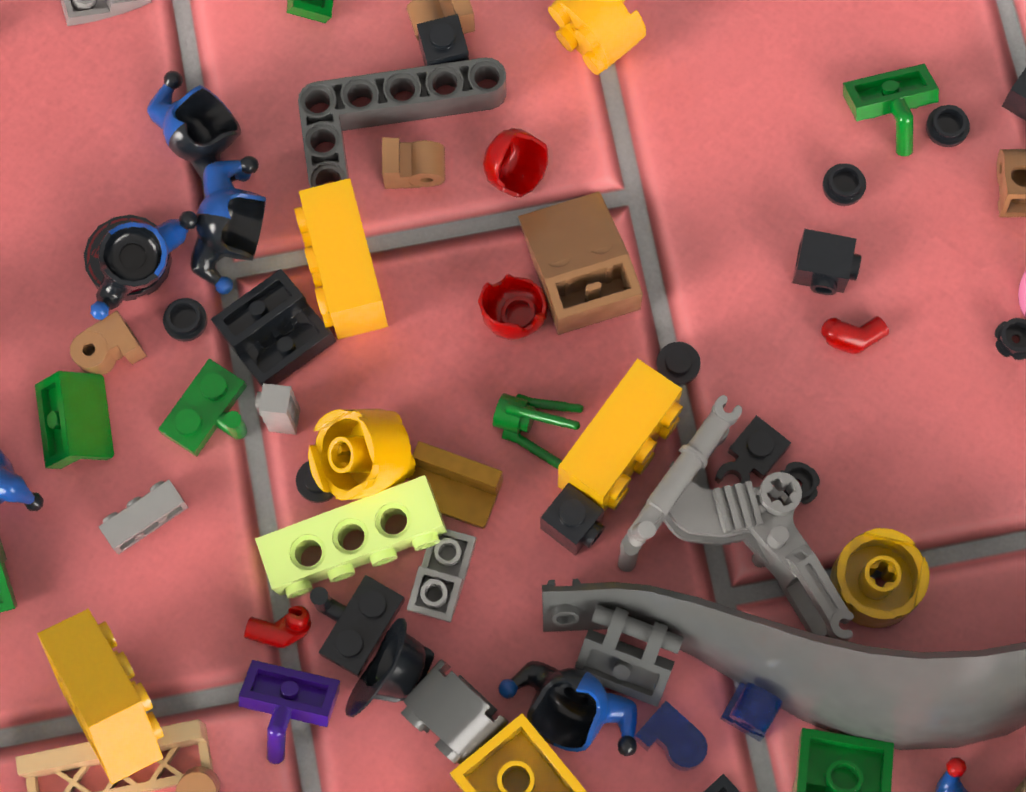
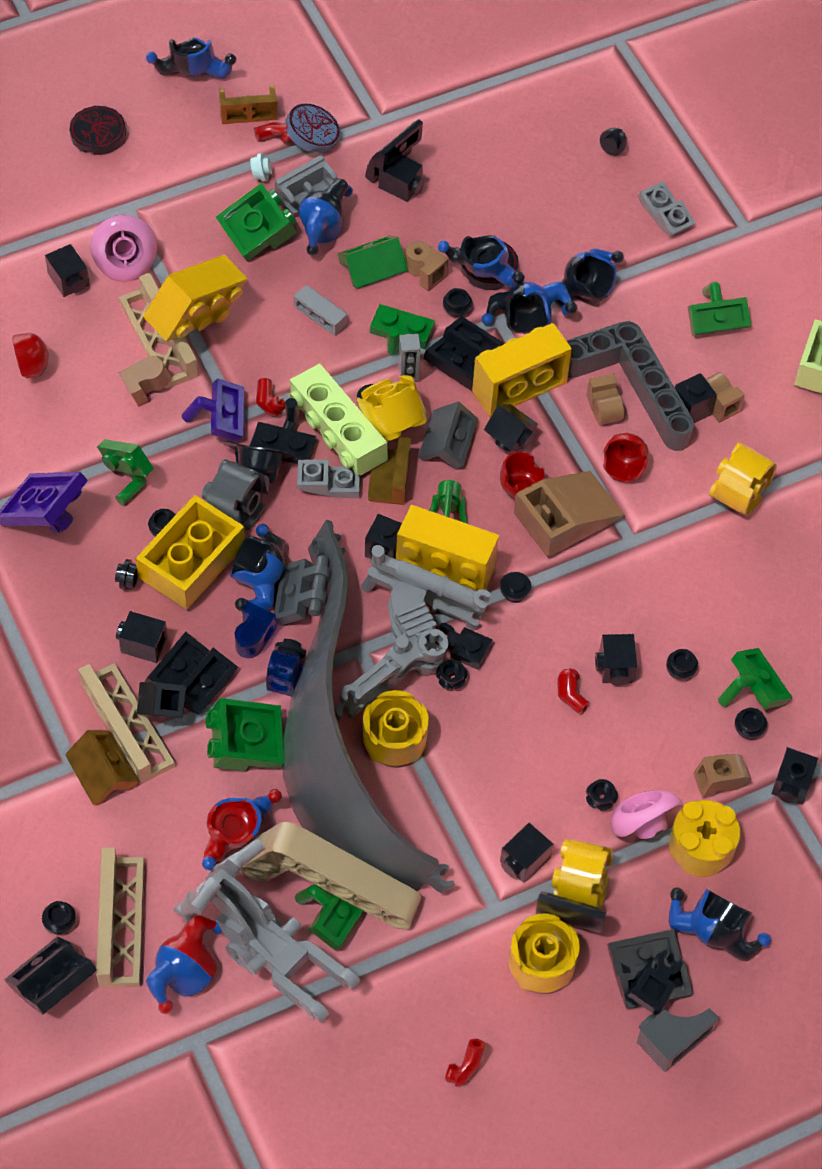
camera: 70 degrees right, 15 degrees down
(412, 389) = (449, 434): none -> dark grey panel
(430, 299) = (511, 428): none -> black brick
(718, 695) = (291, 646): none -> black plate

